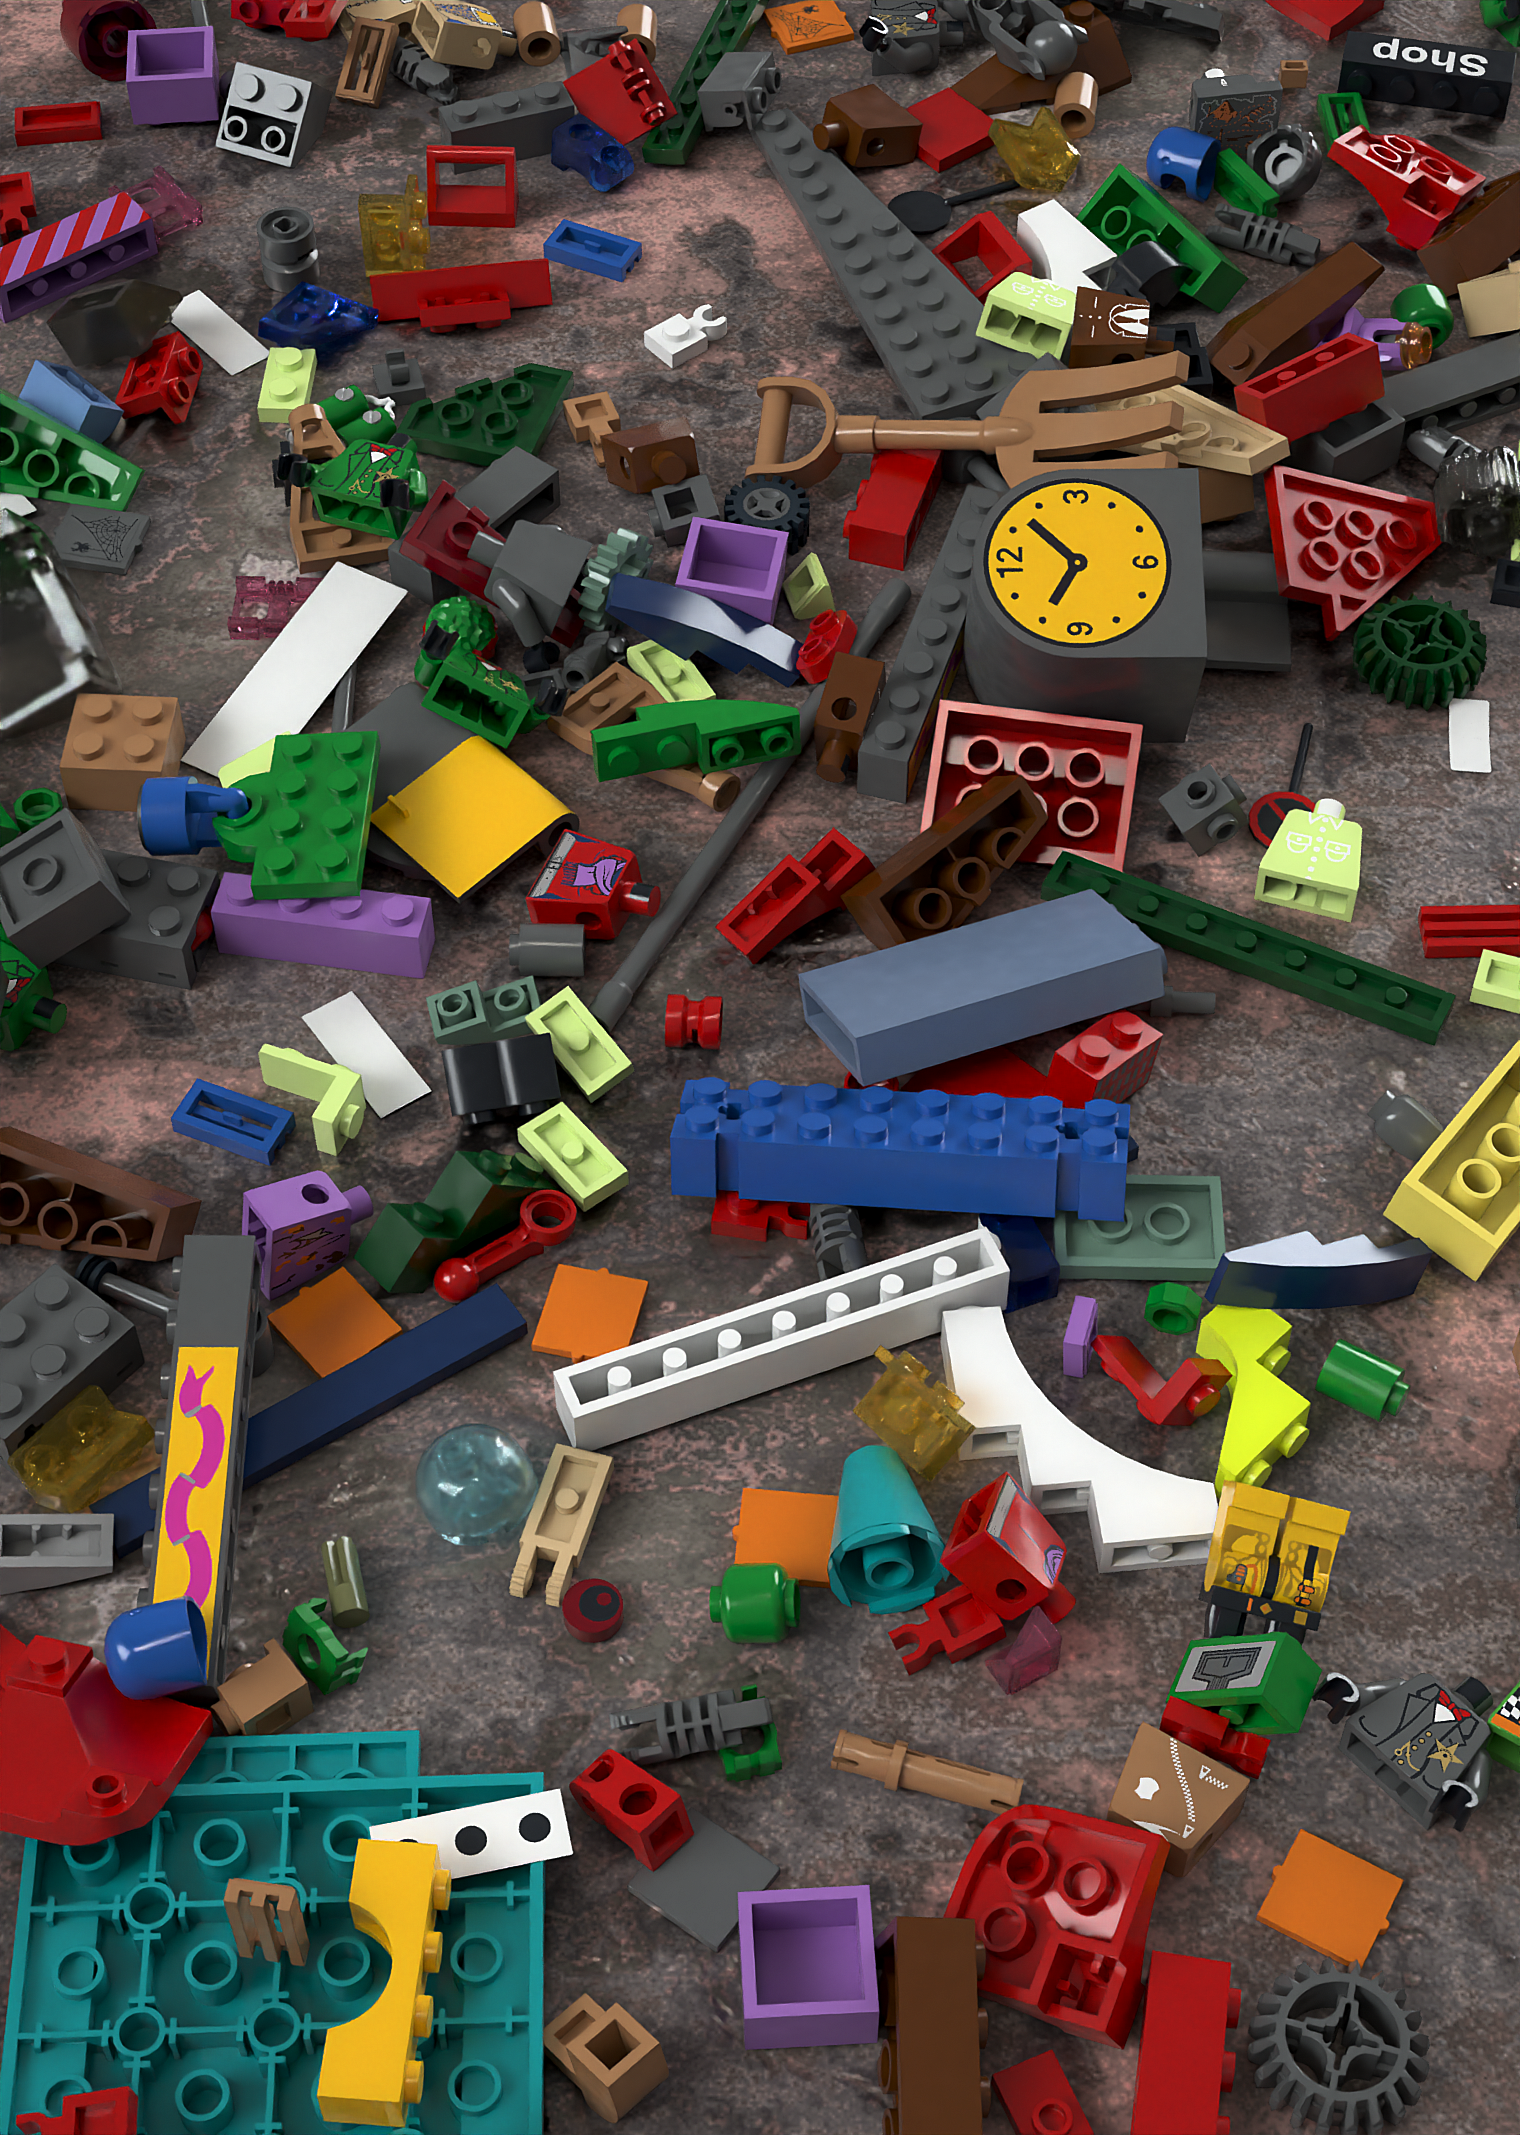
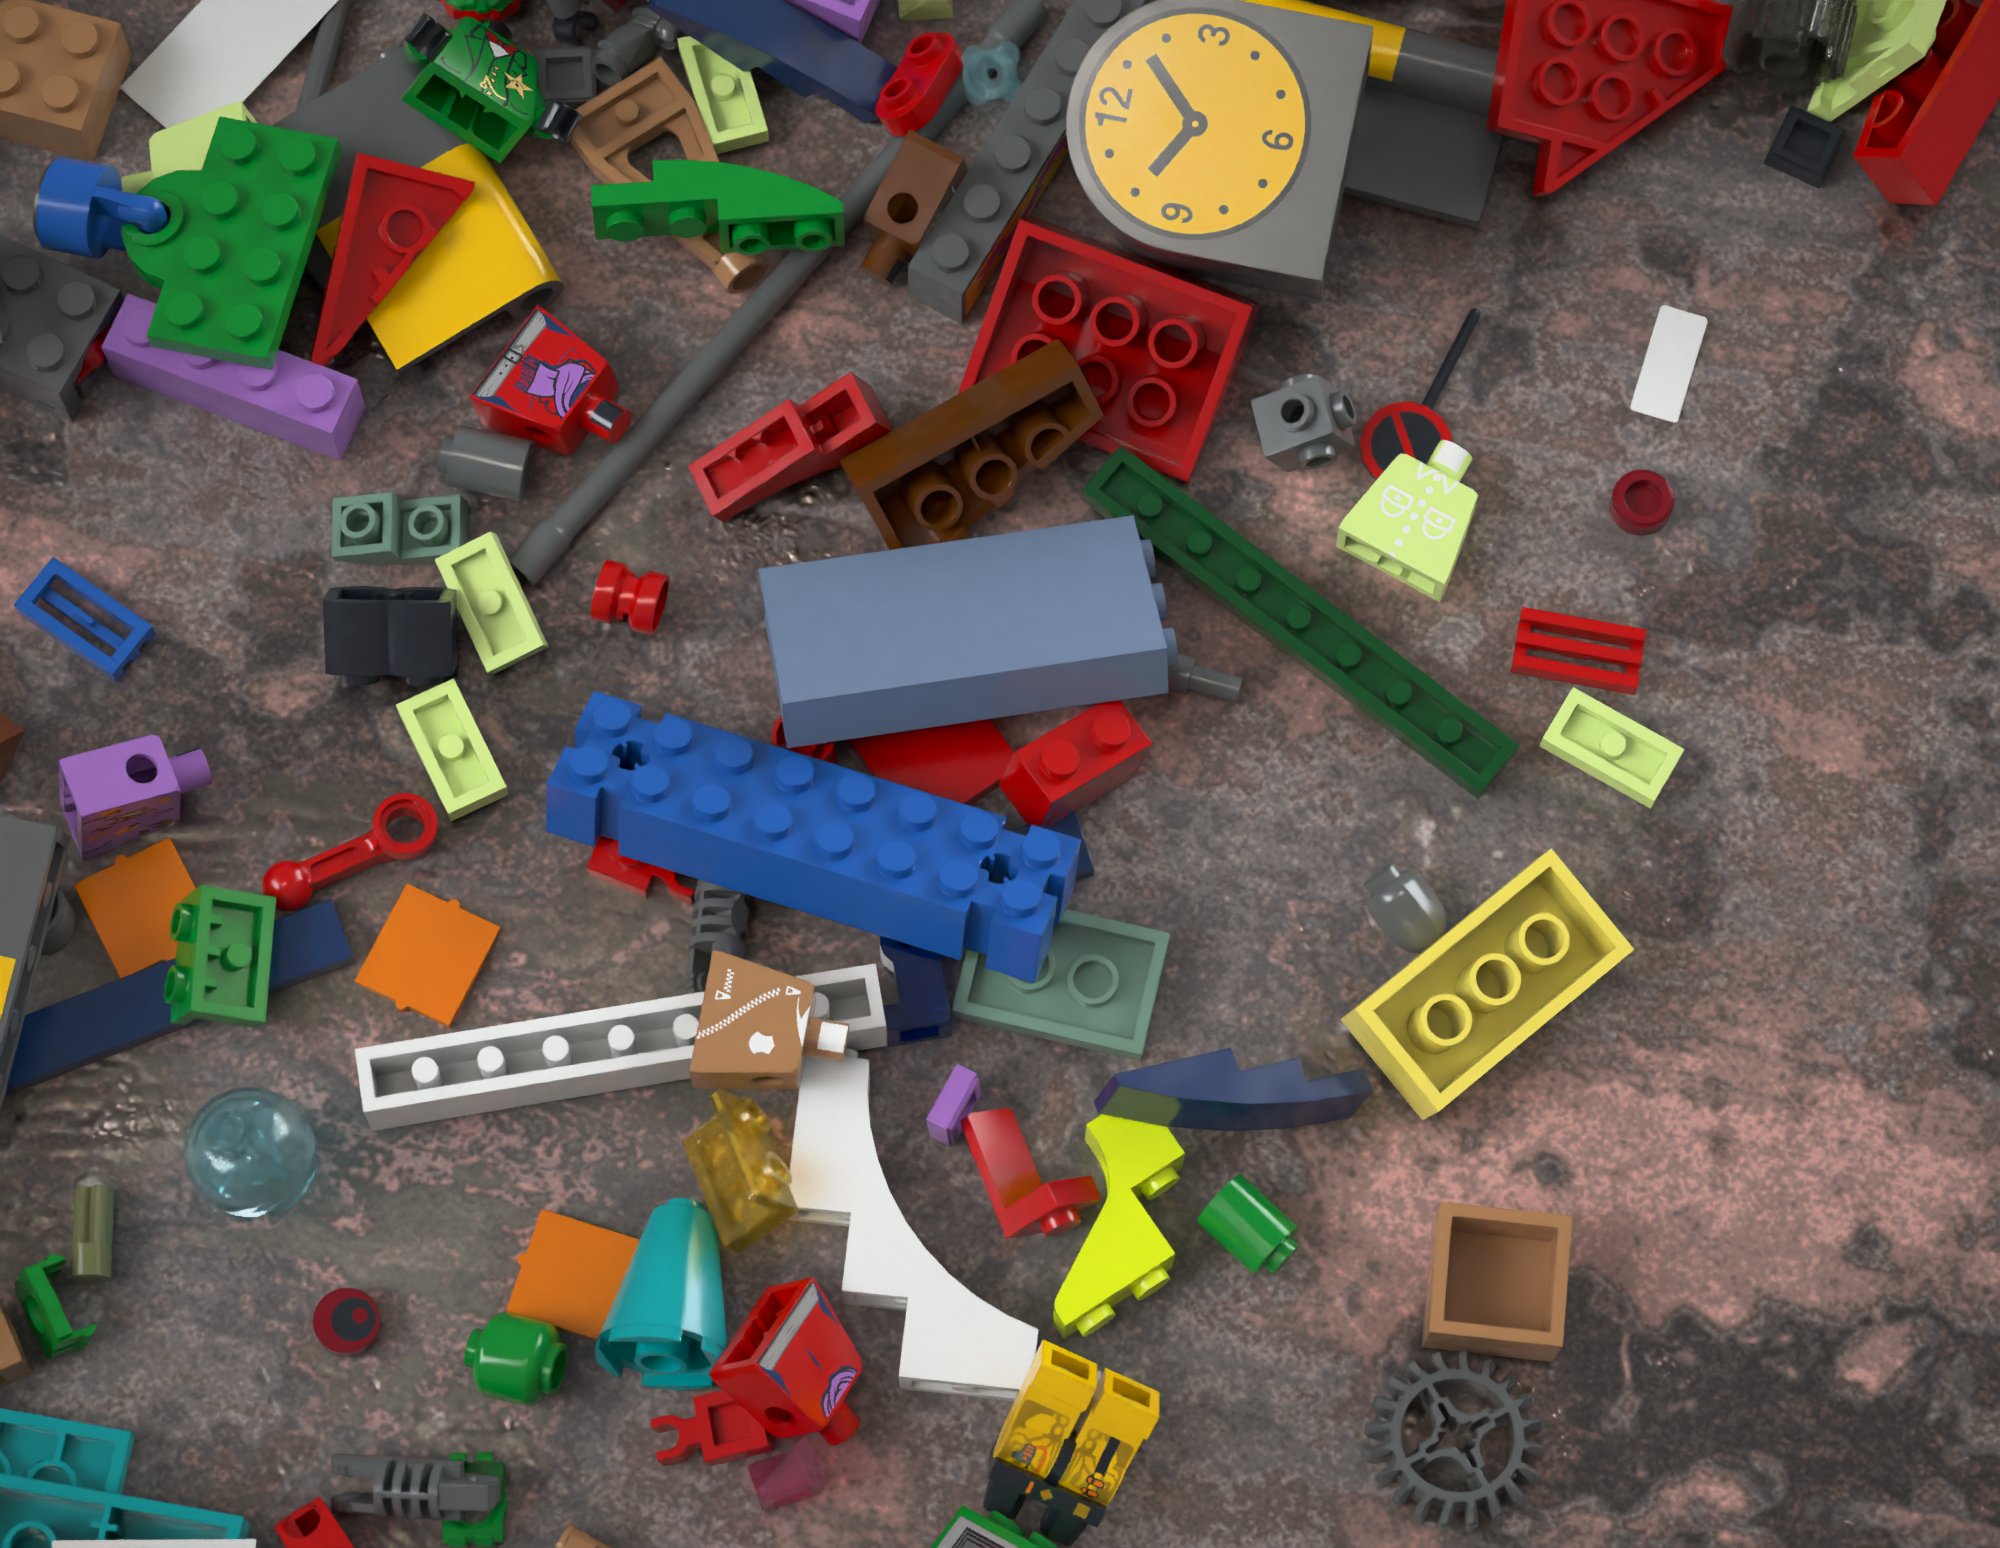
camera: 10 degrees right, 20 degrees up
(334, 1086) = (205, 635): yellowish green bracket -> none
(365, 1048) = (253, 553): white sticker -> none
(413, 1334) = (221, 957): none -> green bracket
(426, 795) = (383, 228): none -> red wing
(467, 1202) = (310, 799): dark green arch -> none
(561, 1519) = (337, 1208): tan hinge -> none
(869, 622) = (975, 72): none -> clear light blue plate
(906, 1281) = (759, 1028): none -> medium nougat torso
(1172, 1308) = (1068, 1089): green tile -> none
(1419, 652) = (1614, 199): dark green gear -> none
(1485, 826) = (1641, 502): none -> dark red tile

